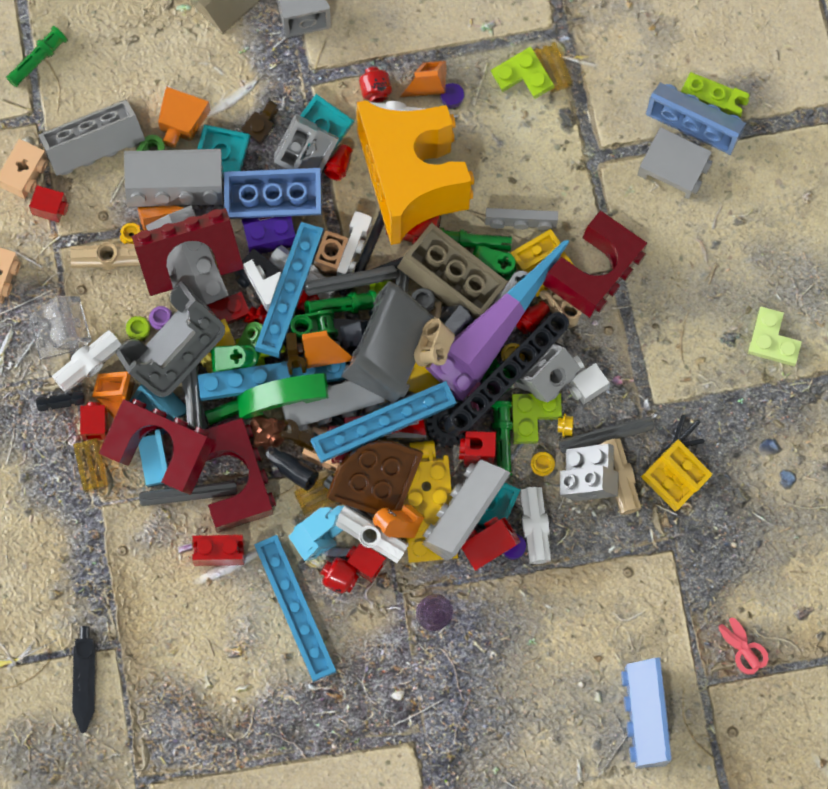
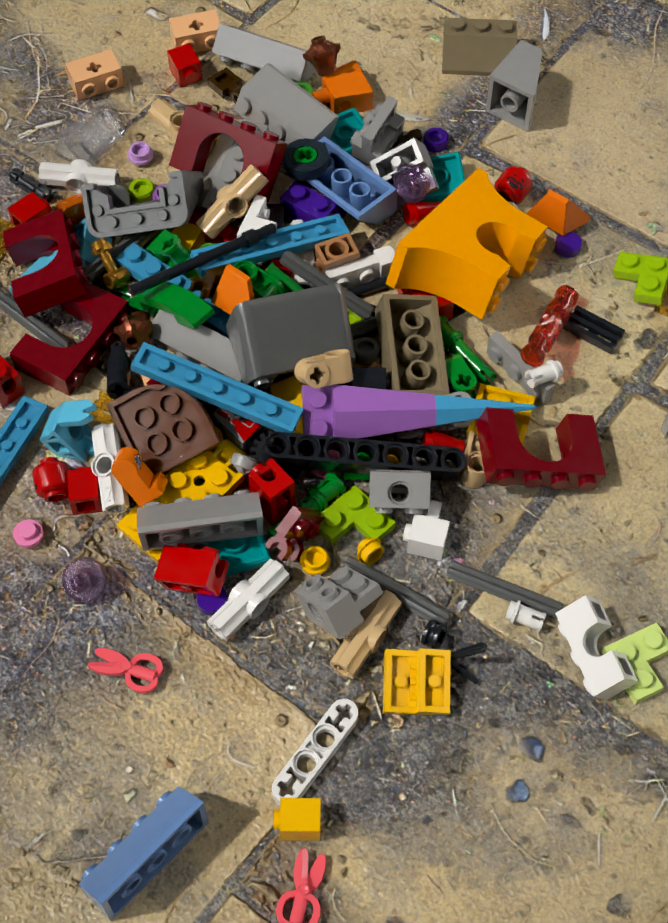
camera: 50 degrees right, 15 degrees down
(94, 190) = (226, 84): none -> dark brown plate
(104, 303) = (140, 153): none -> lavender plate
(149, 107) = (322, 55): none -> copper rock
(213, 406) = (116, 276): none -> pearl gold bar
(233, 284) = (241, 190): none -> tan piece
(247, 211) = (305, 159): none -> black bush
(262, 144) = (381, 121): none -> light grey brick
(279, 301) = (248, 238): none -> black bar
(282, 95) = (436, 139): none -> dark purple tile
(323, 154) = (411, 183): none -> clear purple plate
(364, 621) = (28, 533): none -> bright pink plate
(444, 448) = (243, 463): none -> light grey tile
(511, 169) = (549, 326): none -> clear red piece
(511, 637) = (119, 665): none -> coral piece
(521, 458) = (296, 527): none -> dark red plate
(529, 136) = (595, 326): none -> black tile
(549, 206) = (551, 371): none -> white pin
(656, 438) = (434, 634): none -> black bush
(662, 371) = (503, 589): none -> dark grey axle
(667, 569) = (319, 754): none -> white beam
(689, 375) = (525, 615): none -> white pin
(701, 613) = (298, 819): none -> yellow brick
(765, 367) = (582, 625): none -> white arch

